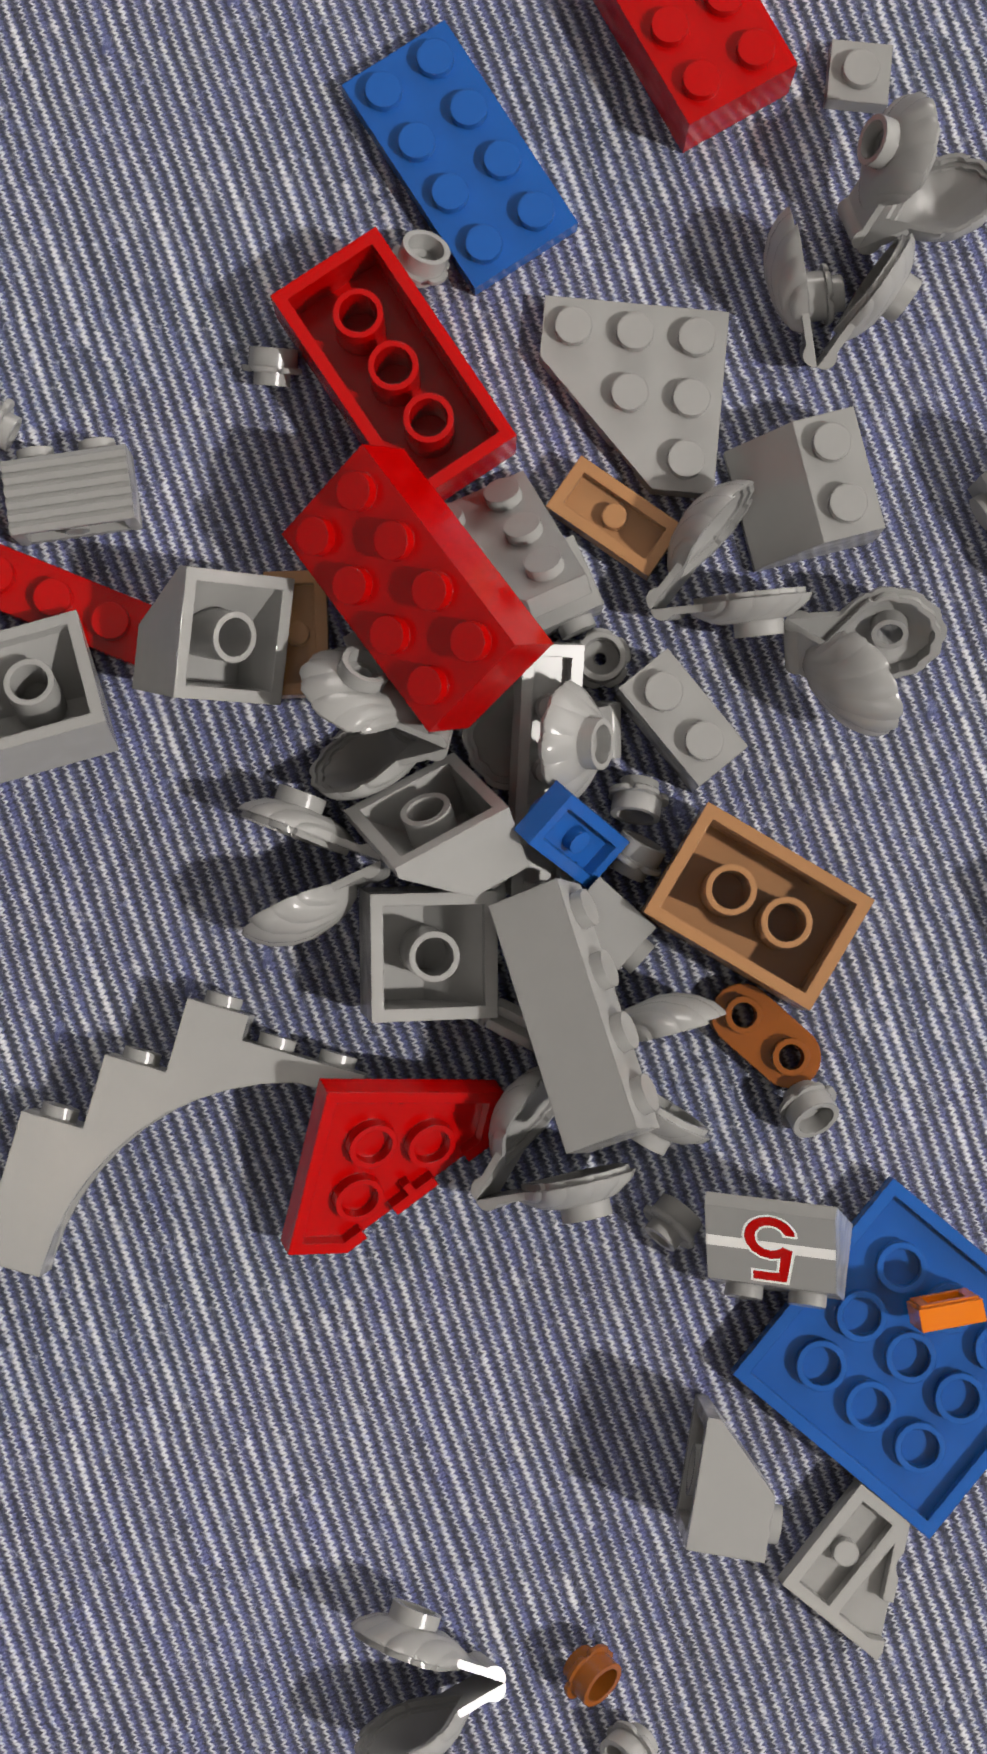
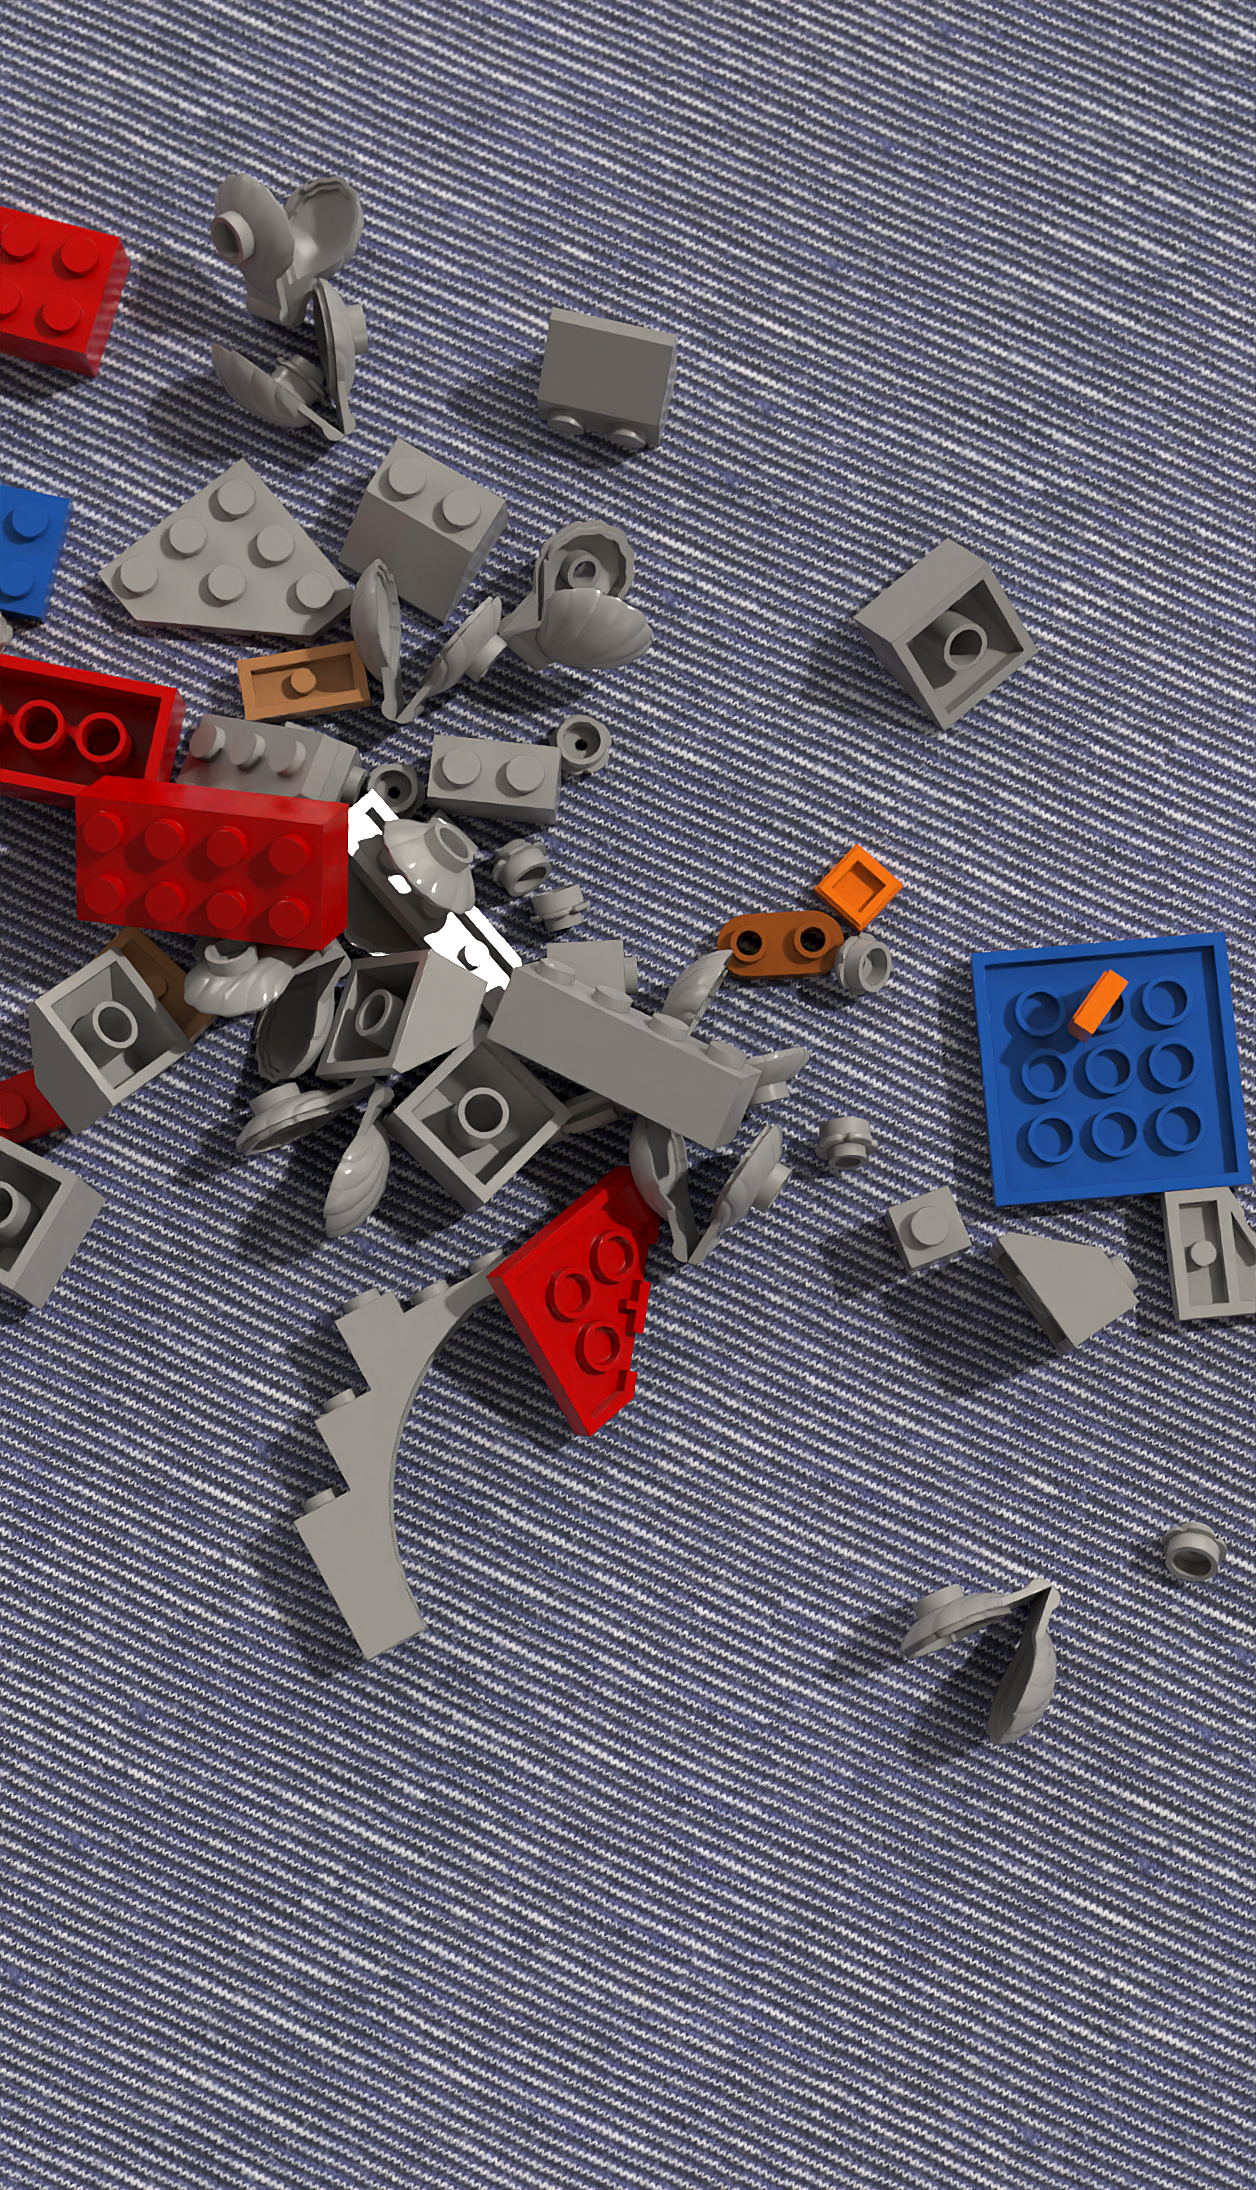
camera: 35 degrees left, 5 degrees down
(571, 834) = (496, 930): blue plate -> none
(591, 1674) = (1110, 1523): dark orange plate -> none
(667, 1344) = (927, 1230): none -> light grey brick
(756, 907) = (680, 857): medium nougat brick -> none
(777, 1248) = (932, 1078): light grey slope -> none
(781, 754) = (592, 733): none -> light grey plate
(858, 76) = (170, 203): light grey plate -> none
(859, 1049) = (858, 888): none -> orange tile

